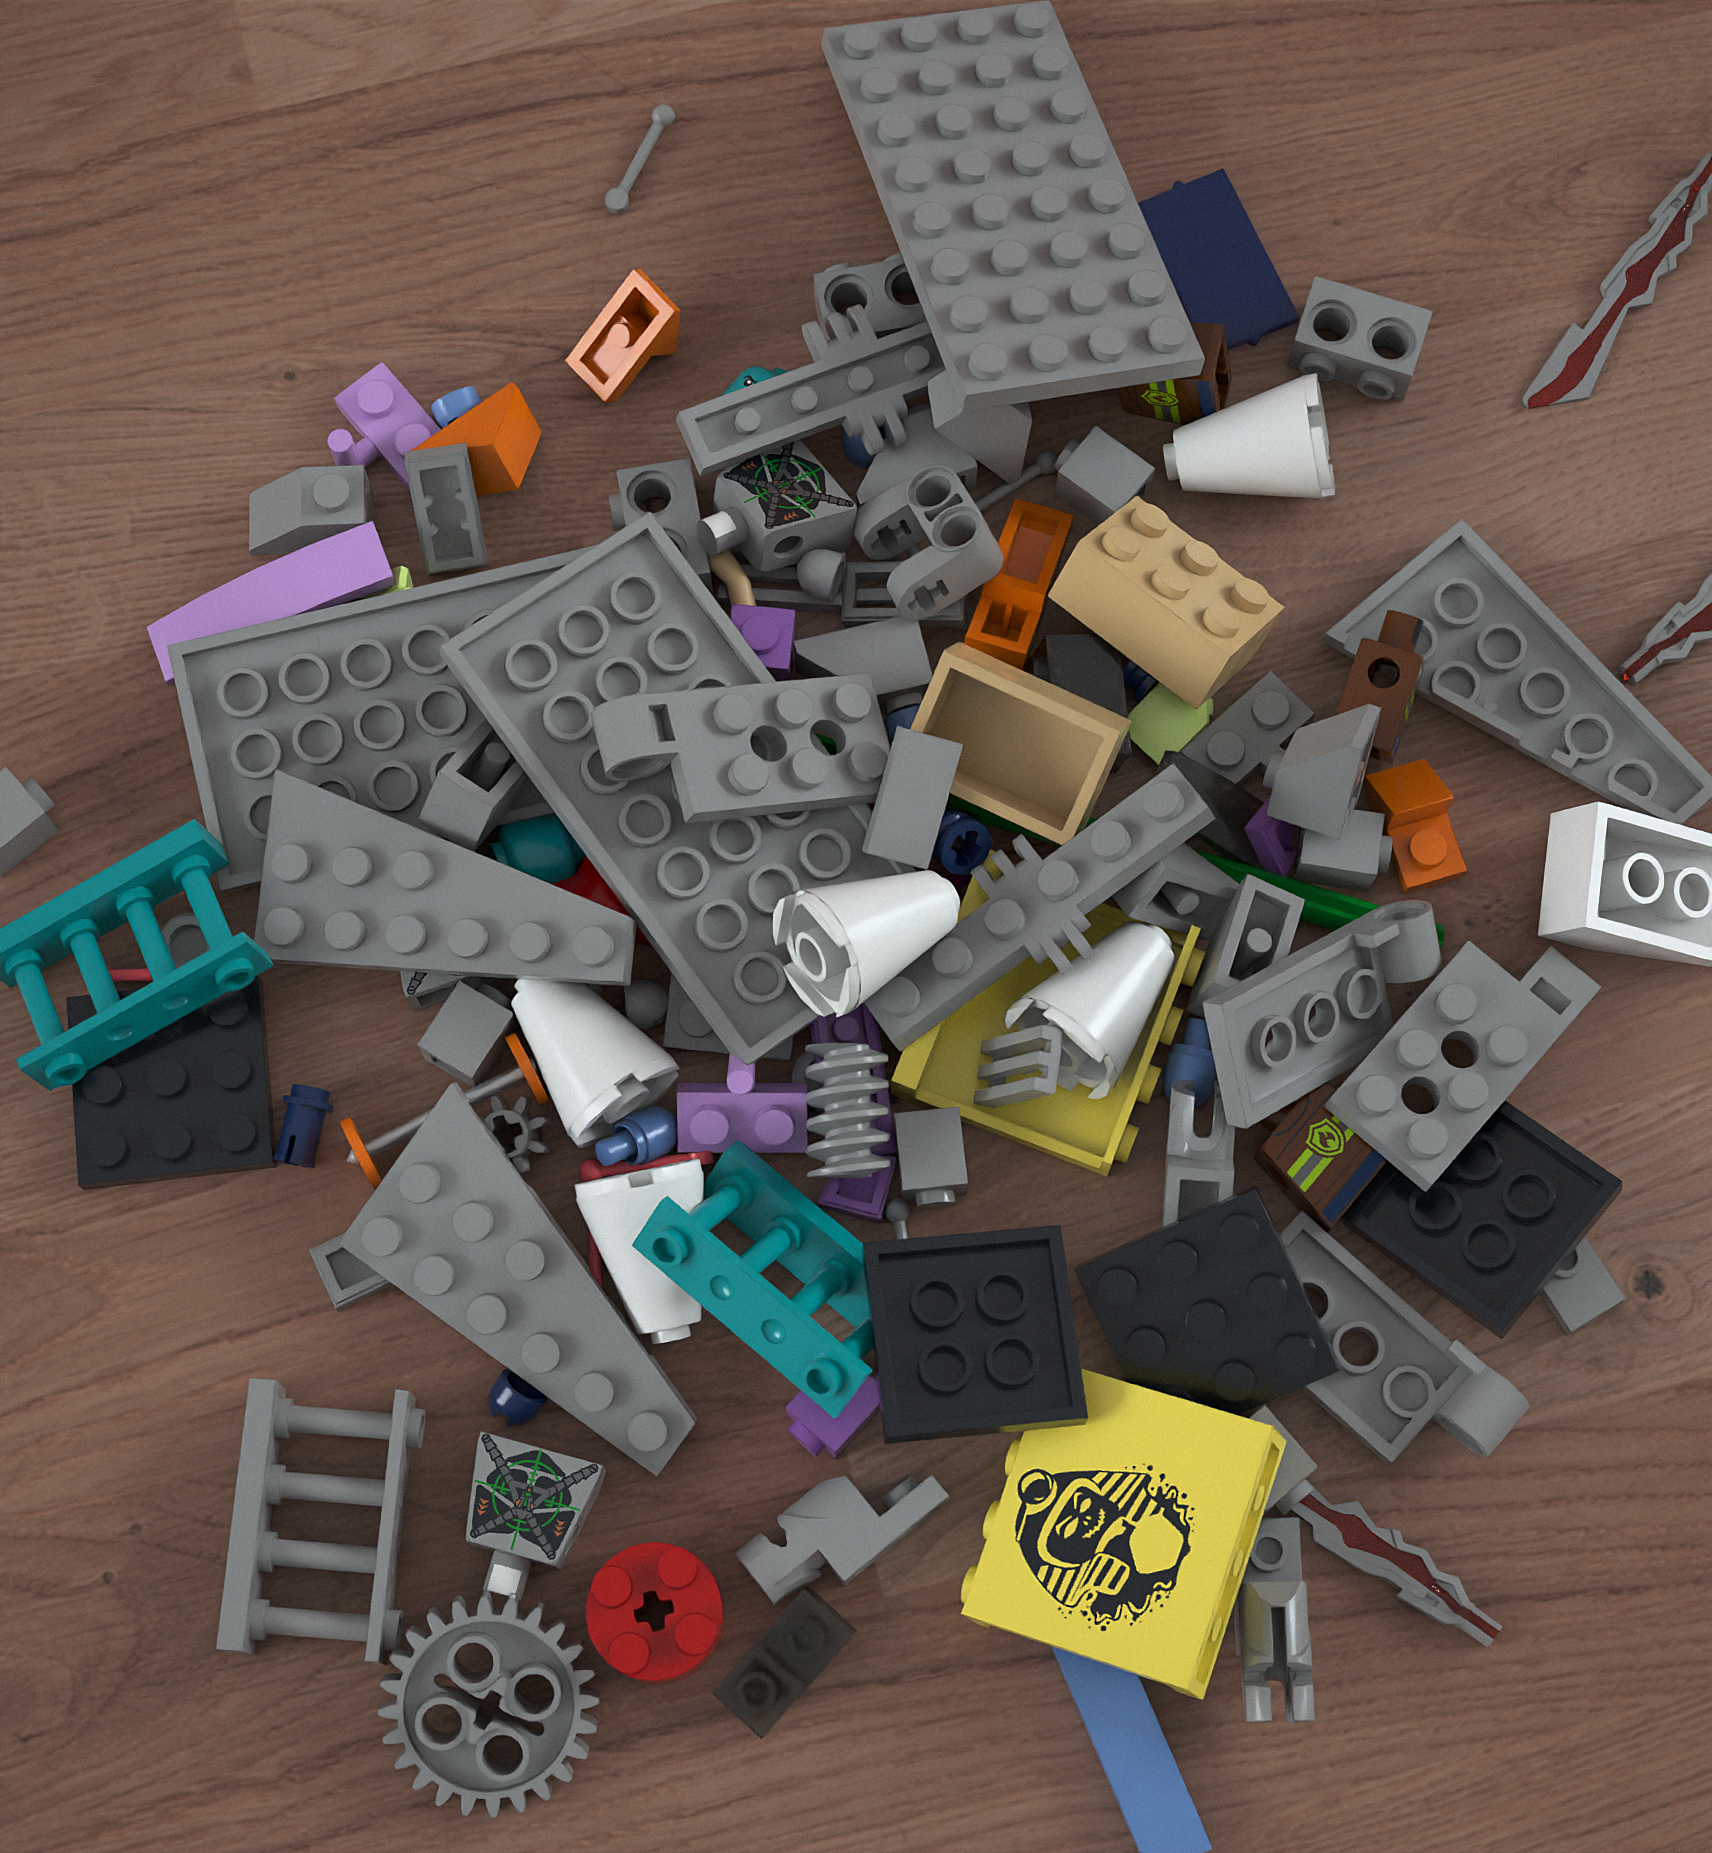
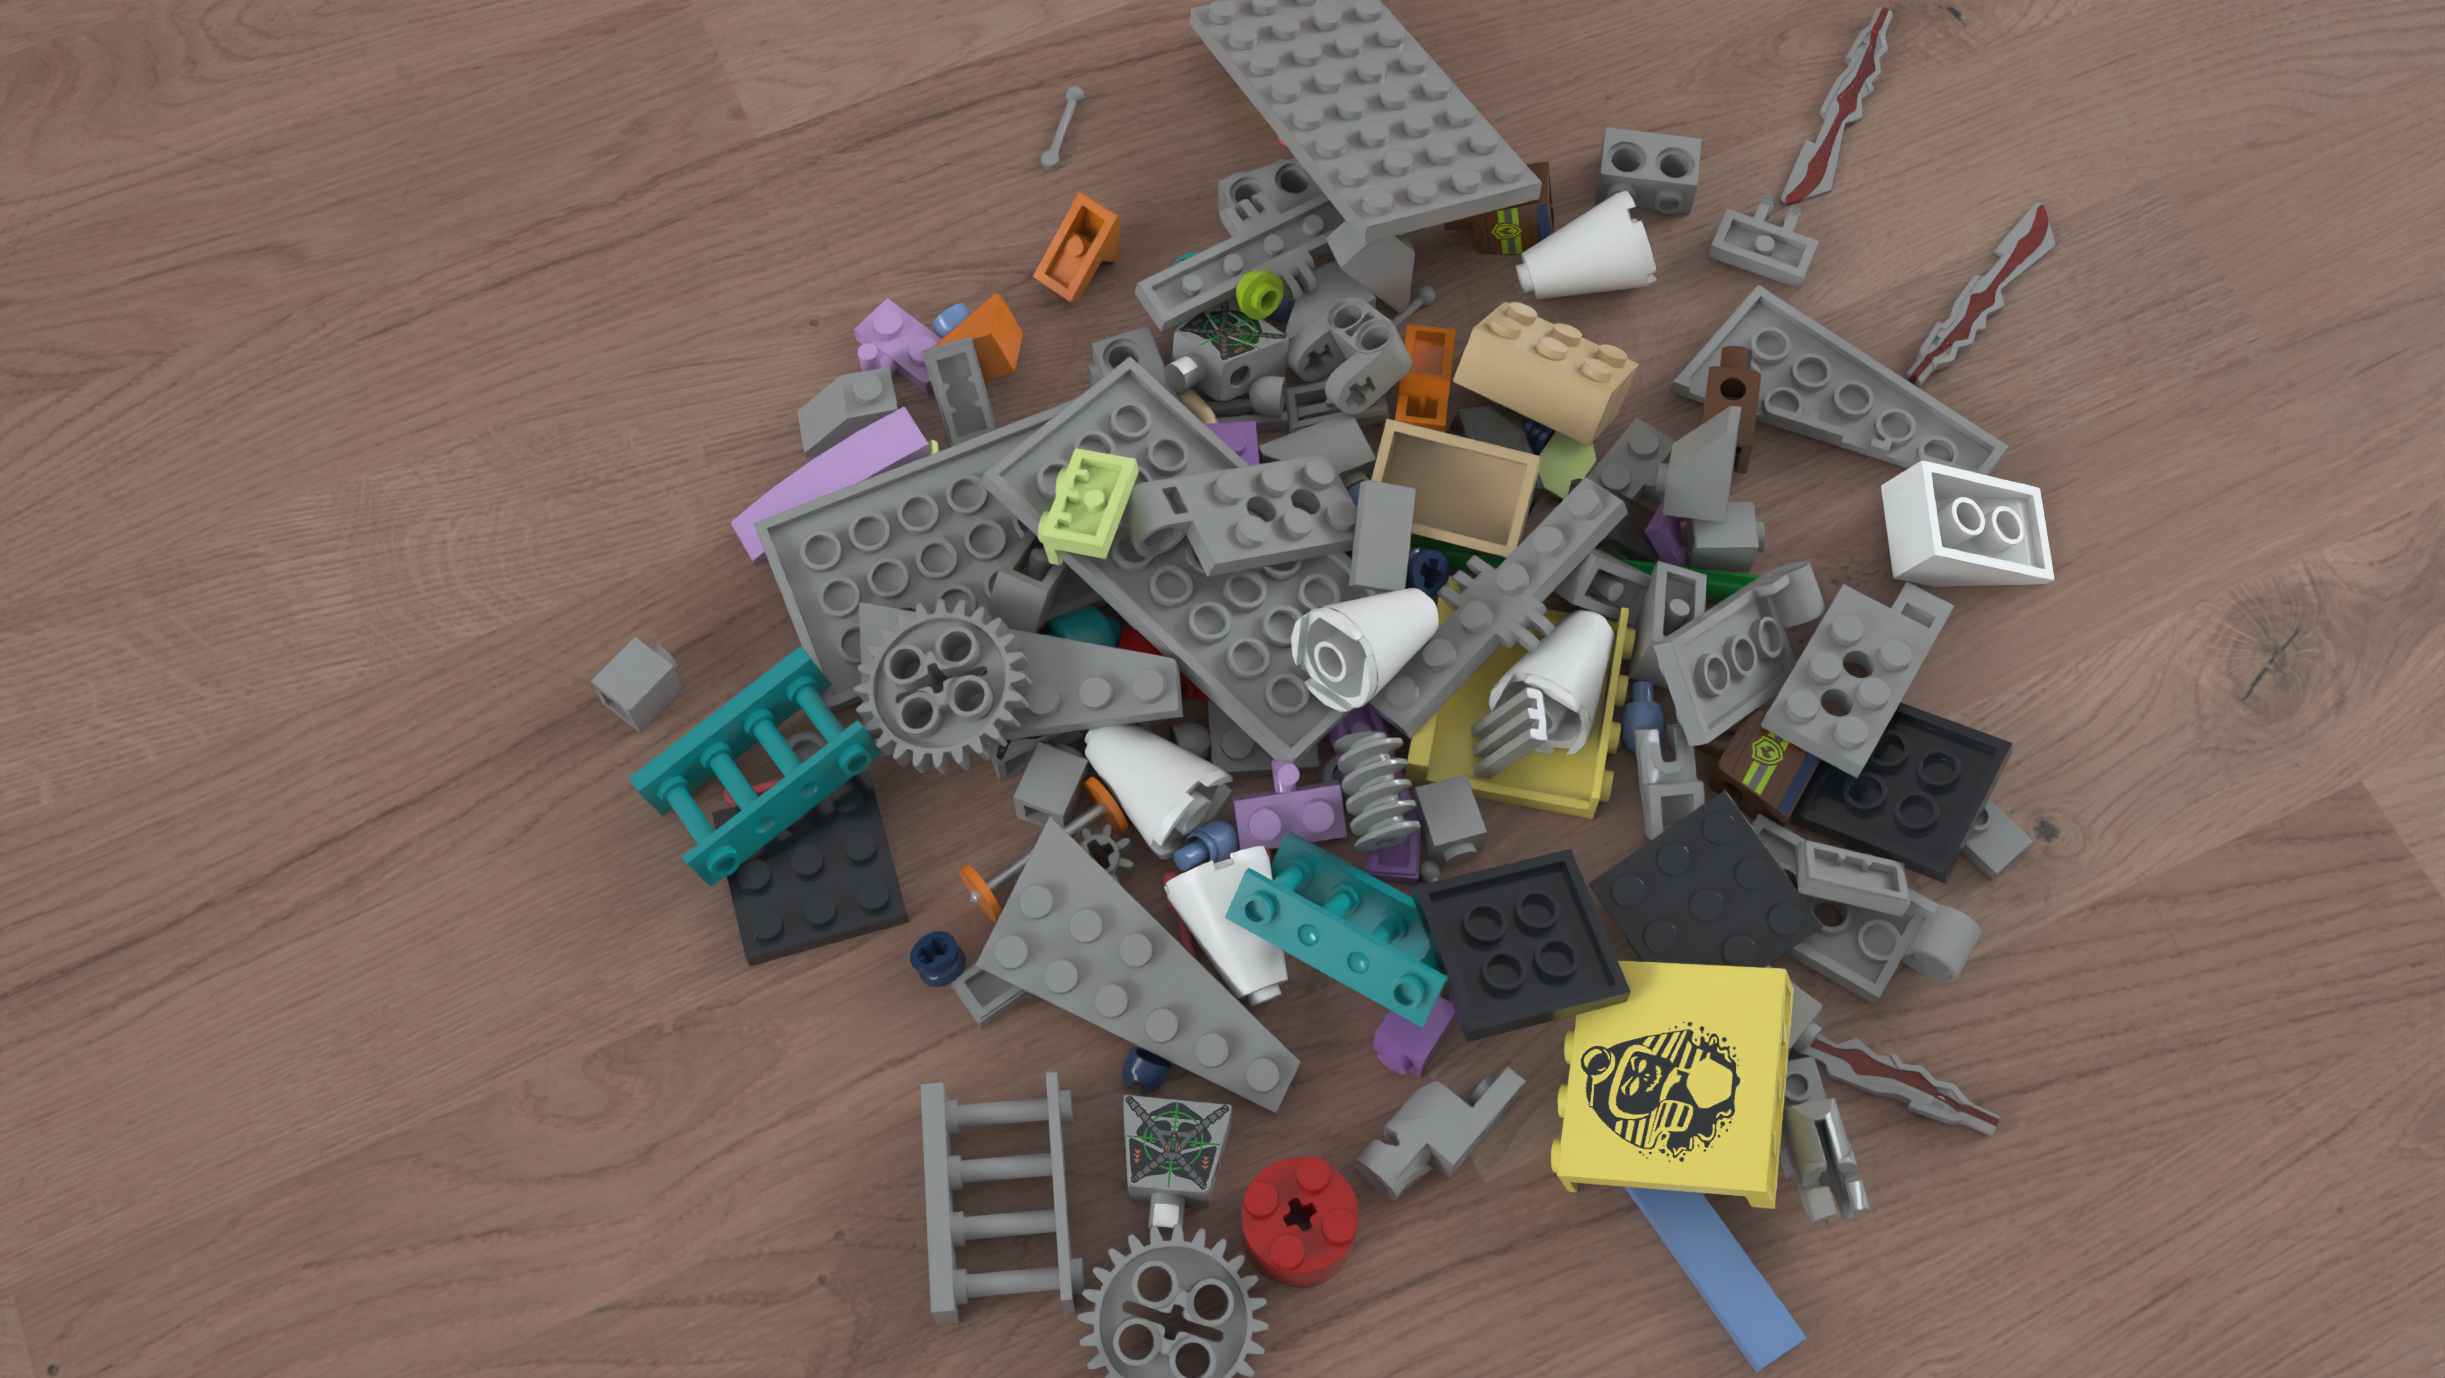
camera: 10 degrees left, 10 degrees down
(302, 1125) = (926, 881): dark blue pin -> none
(305, 1235) = (938, 959): none -> dark blue bush
(348, 847) = (952, 730): none -> light grey gear
(553, 714) = (1087, 505): none -> yellowish green bracket
(784, 1662) = (1413, 1248): clear smoke slope -> none
(829, 444) = (1259, 293): none -> lime plate
(1100, 476) = (1470, 294): light grey brick -> none
(1218, 259) = (1532, 130): clear blue piece -> none
(1388, 1315) = (1851, 877): none -> light grey plate
(1417, 819) = (1788, 526): orange slope -> none
(1483, 466) = (1764, 246): none -> light grey hinge

